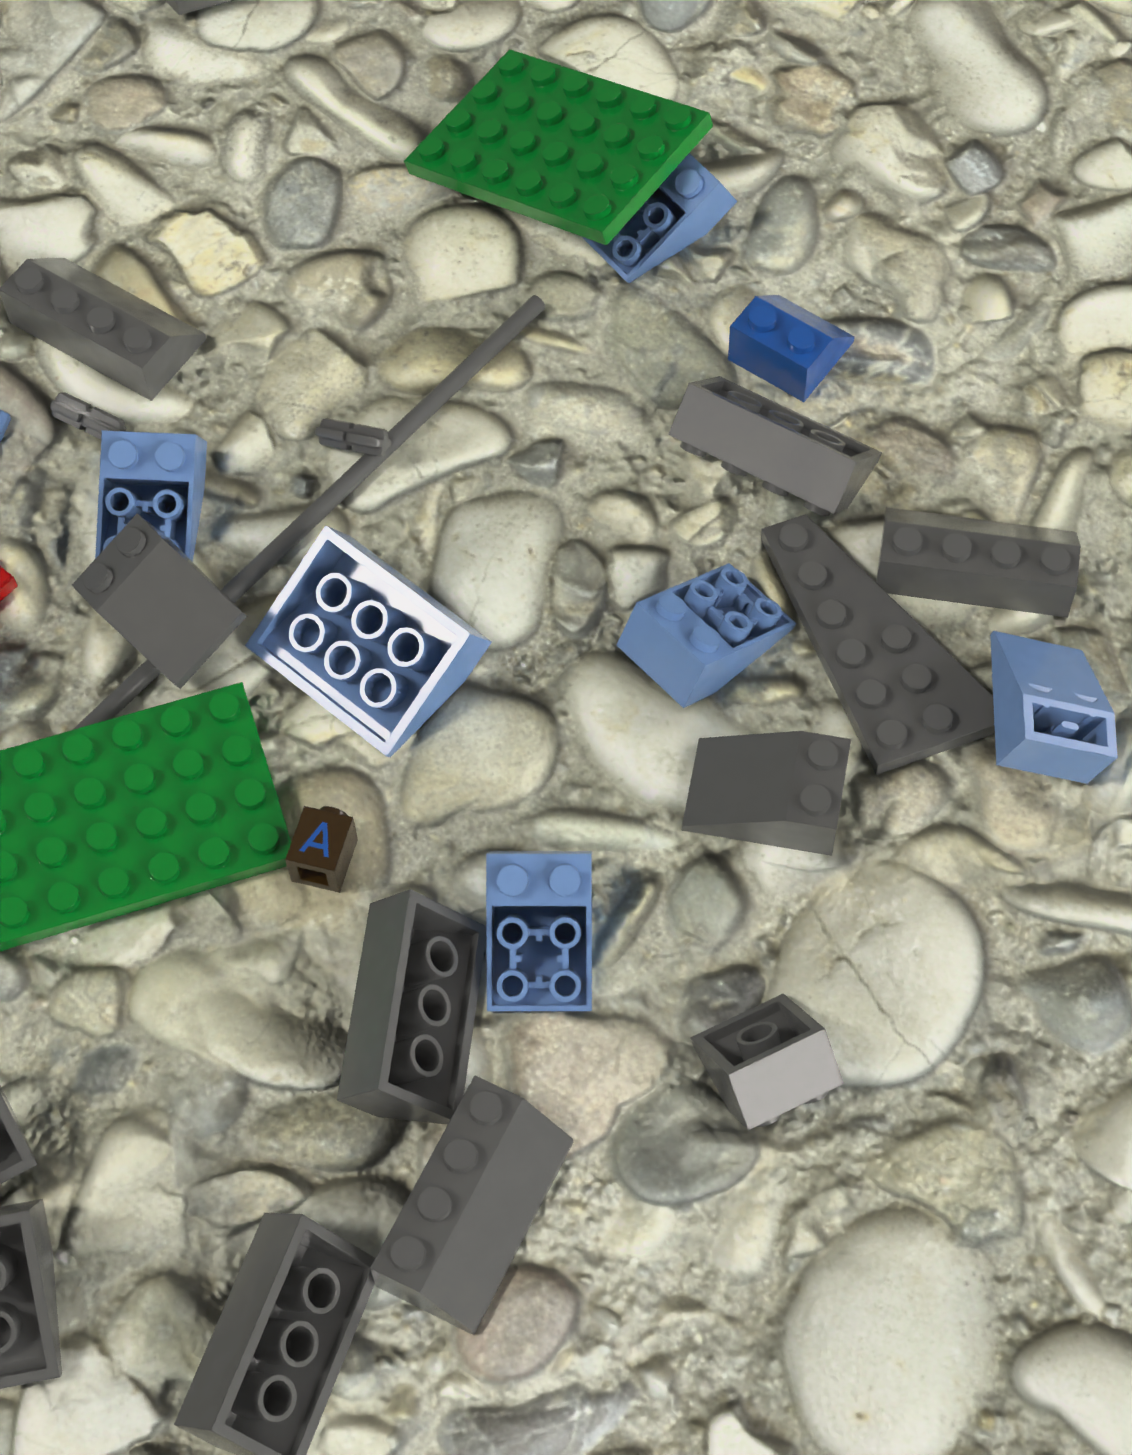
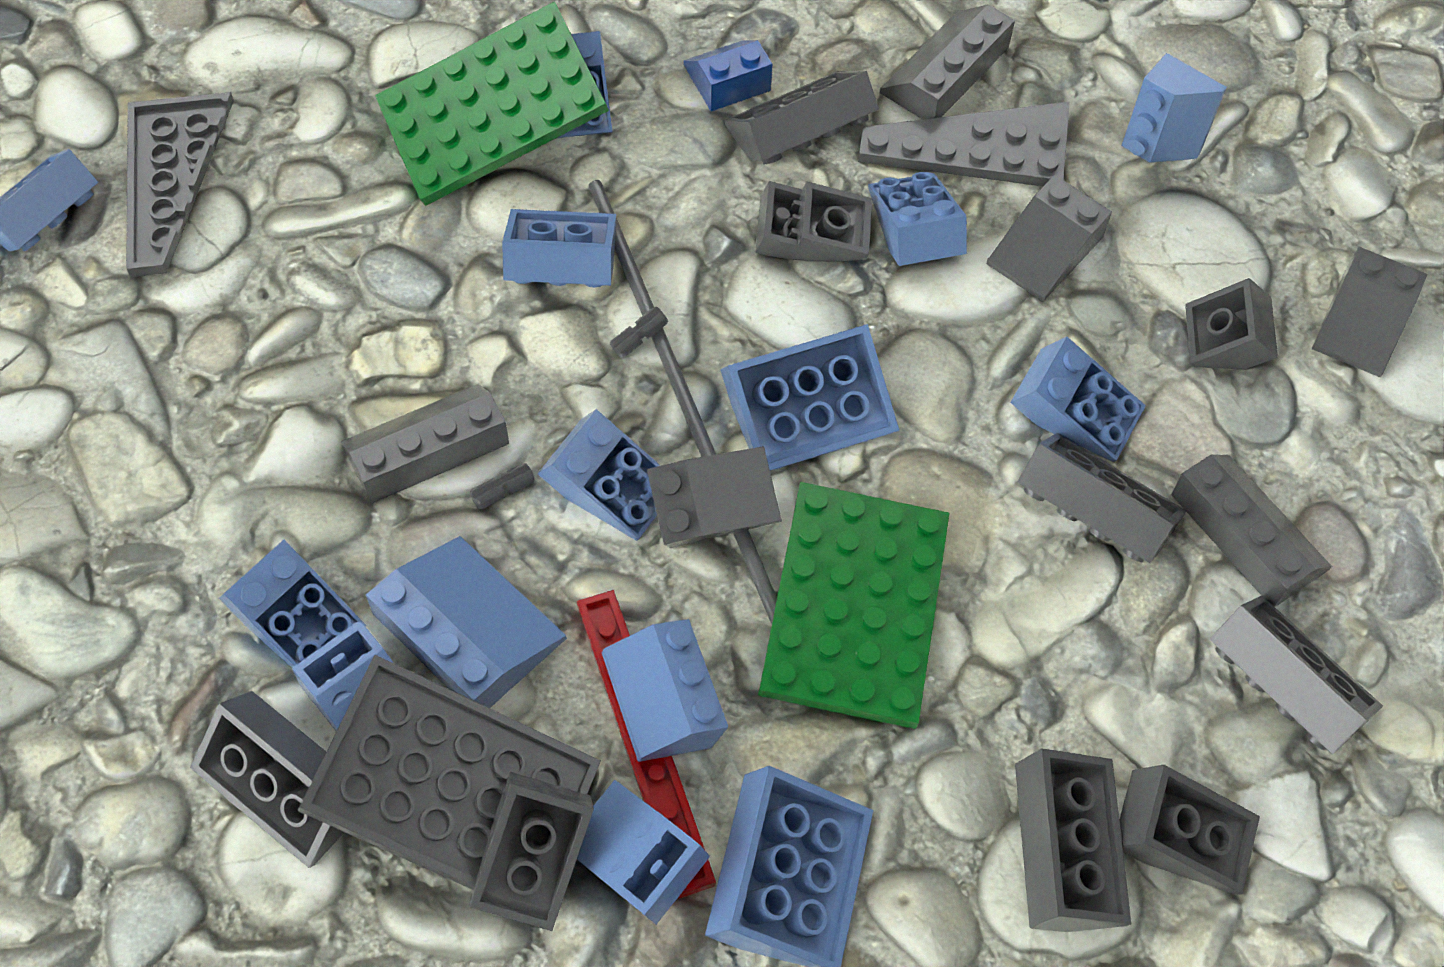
camera: 65 degrees left, 0 degrees up
(322, 848) = (955, 492): dark brown brick -> none
(415, 307) = (559, 247): none -> medium blue slope
(620, 530) = (813, 223): none -> dark grey slope
(910, 1223) = (1369, 311): none -> dark grey slope
(1039, 820) = (1173, 112): none -> medium blue slope
(1049, 710) = (1082, 78): medium blue slope -> none

